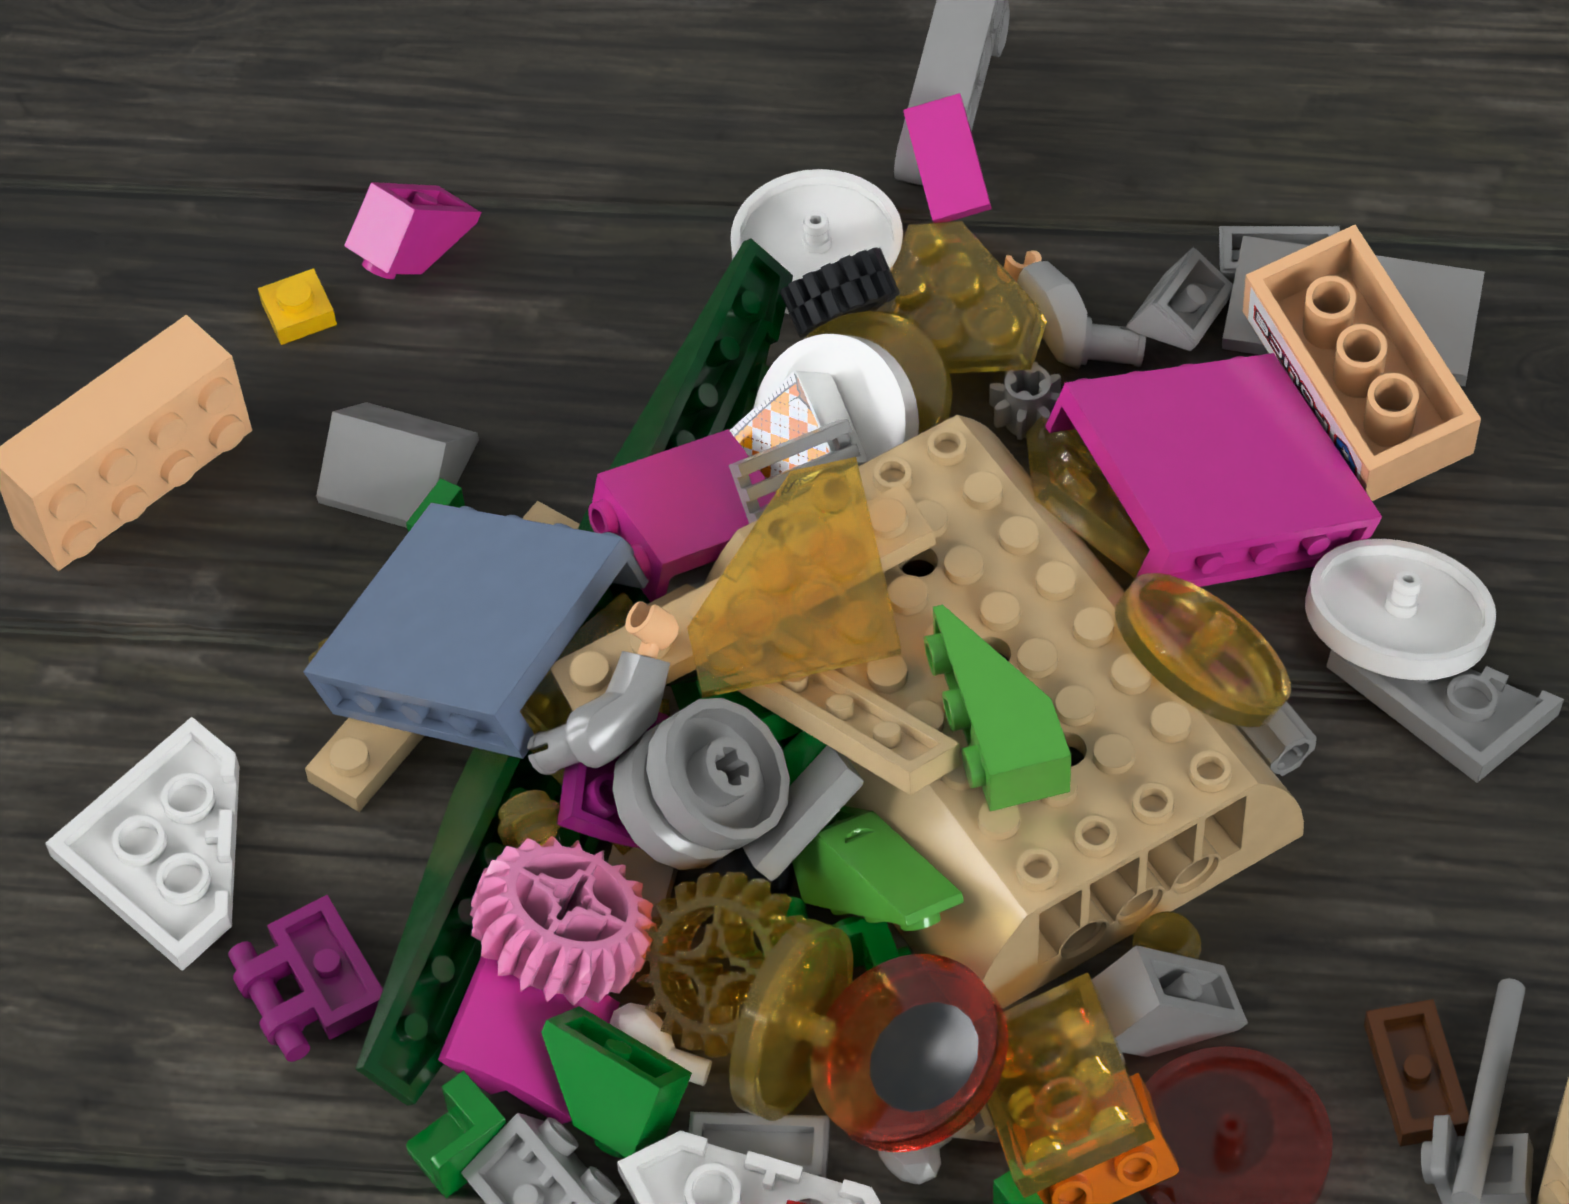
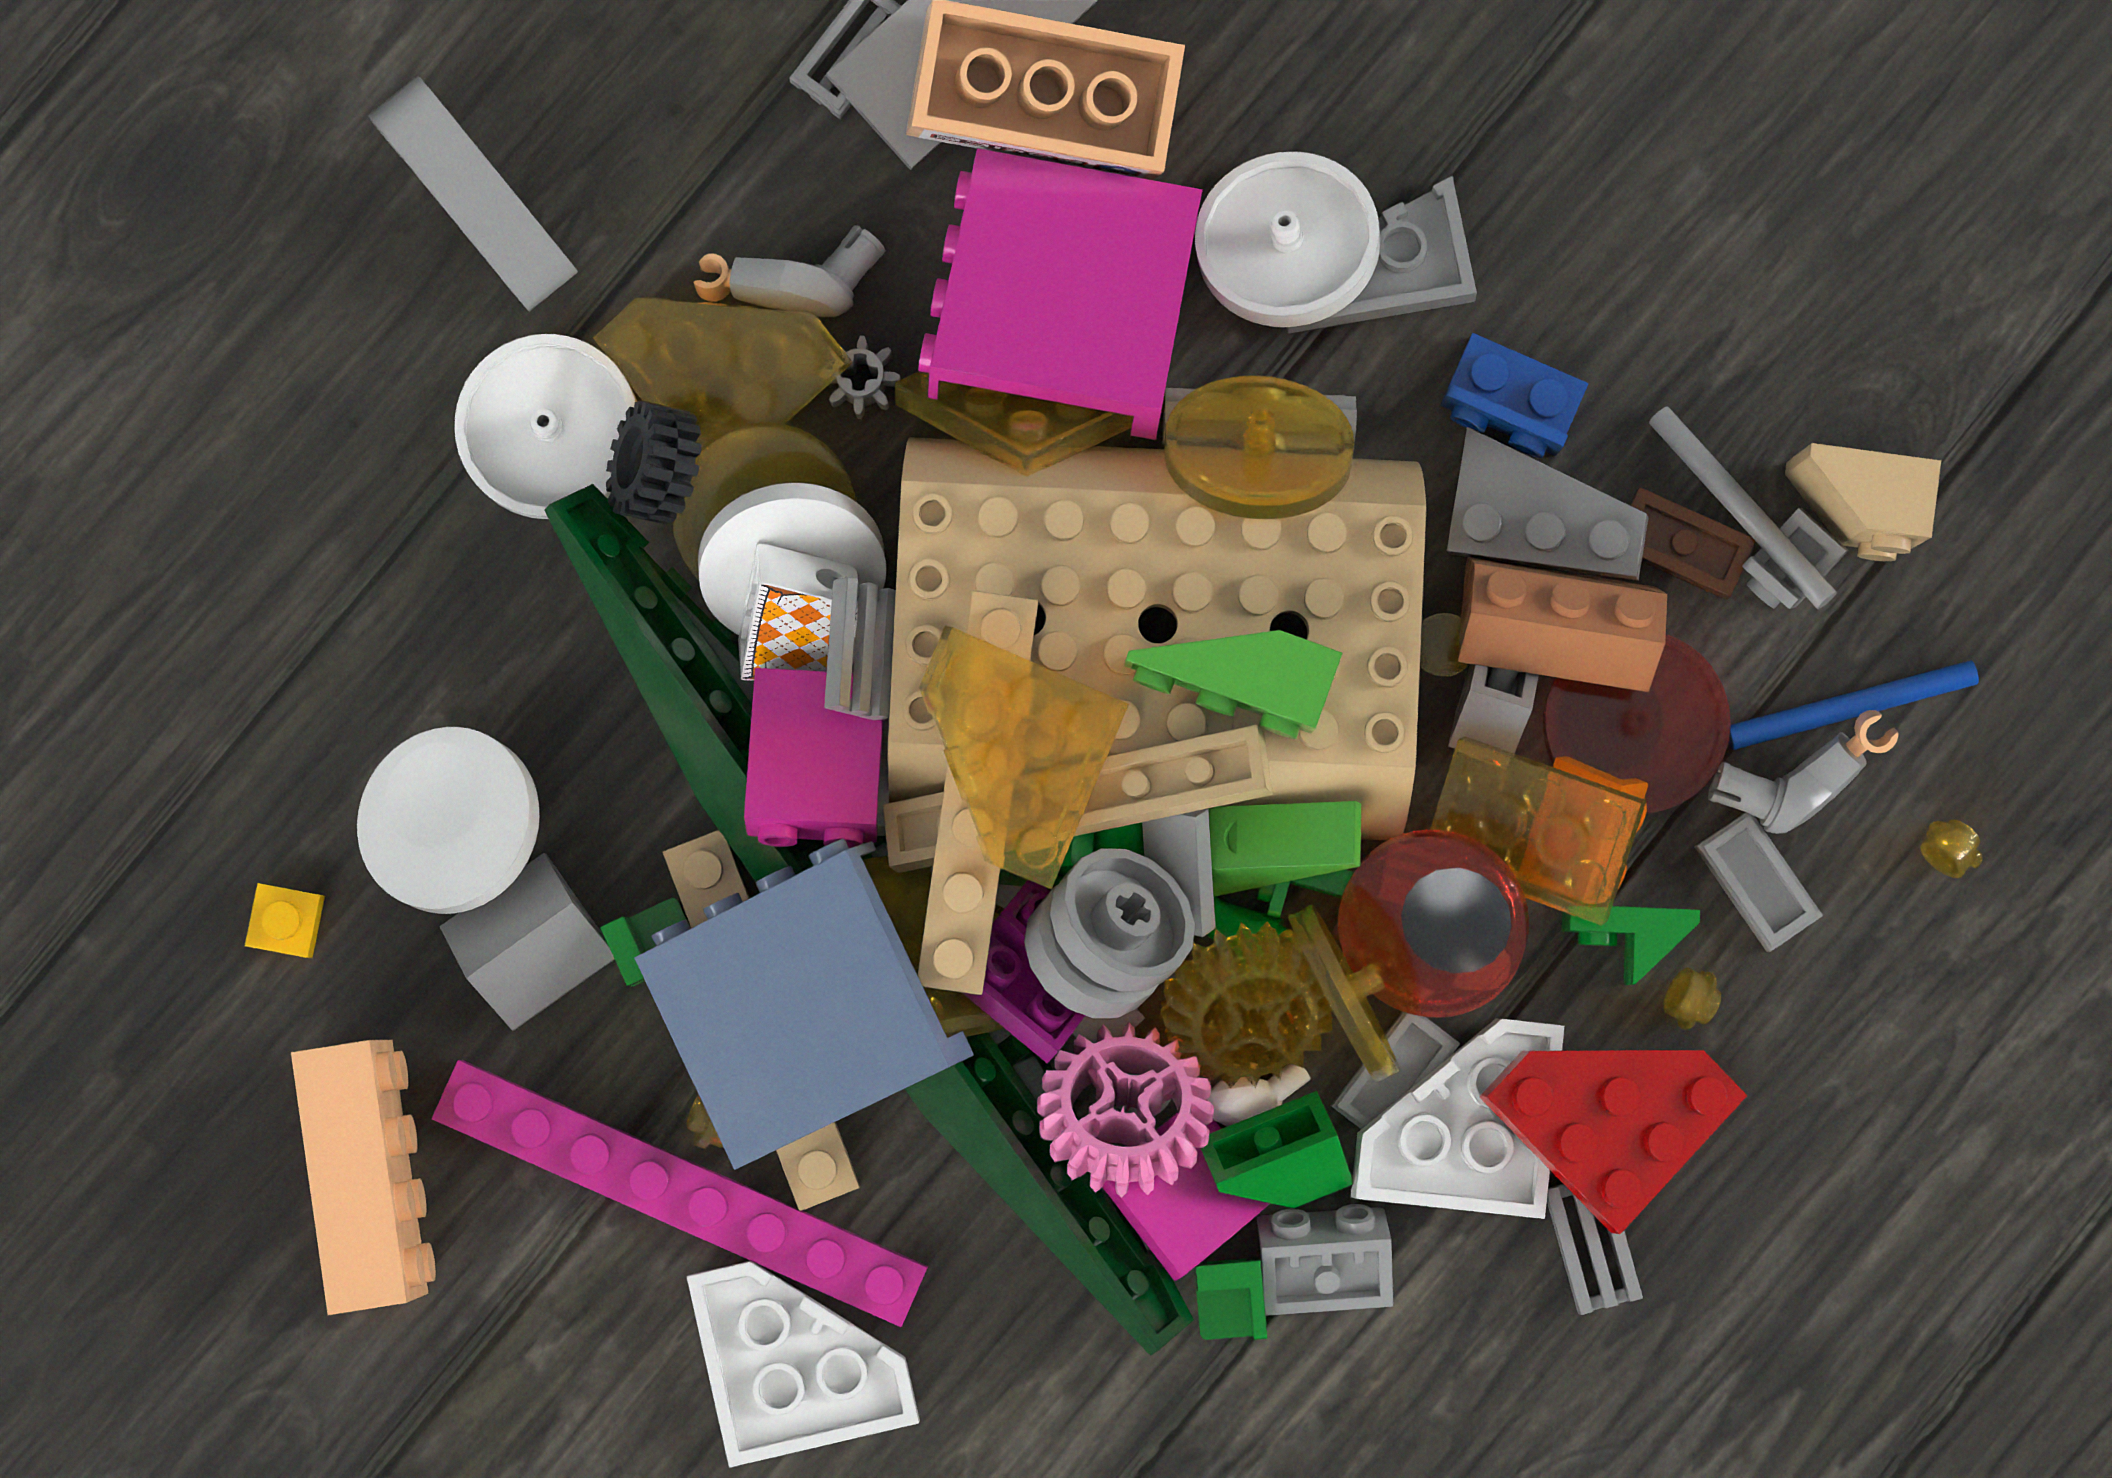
camera: 60 degrees left, 30 degrees up
(263, 693) = (680, 1192): none -> dark pink plate
(327, 967) = (1003, 1307): magenta plate -> none
(407, 227) = (276, 770): dark pink slope -> none
(453, 347) = (448, 820): none -> white piece
(528, 816) = (1022, 1079): clear yellow plate -> none
(626, 710) = (1018, 960): light grey arm -> none
(947, 159) = (566, 264): dark pink tile -> none
(1183, 302) = (853, 175): light grey slope -> none
(1258, 995) = (1561, 624): none -> nougat slope
(1339, 942) = (1540, 517): none -> light grey wing
(1424, 864) = (1513, 397): none -> blue bracket

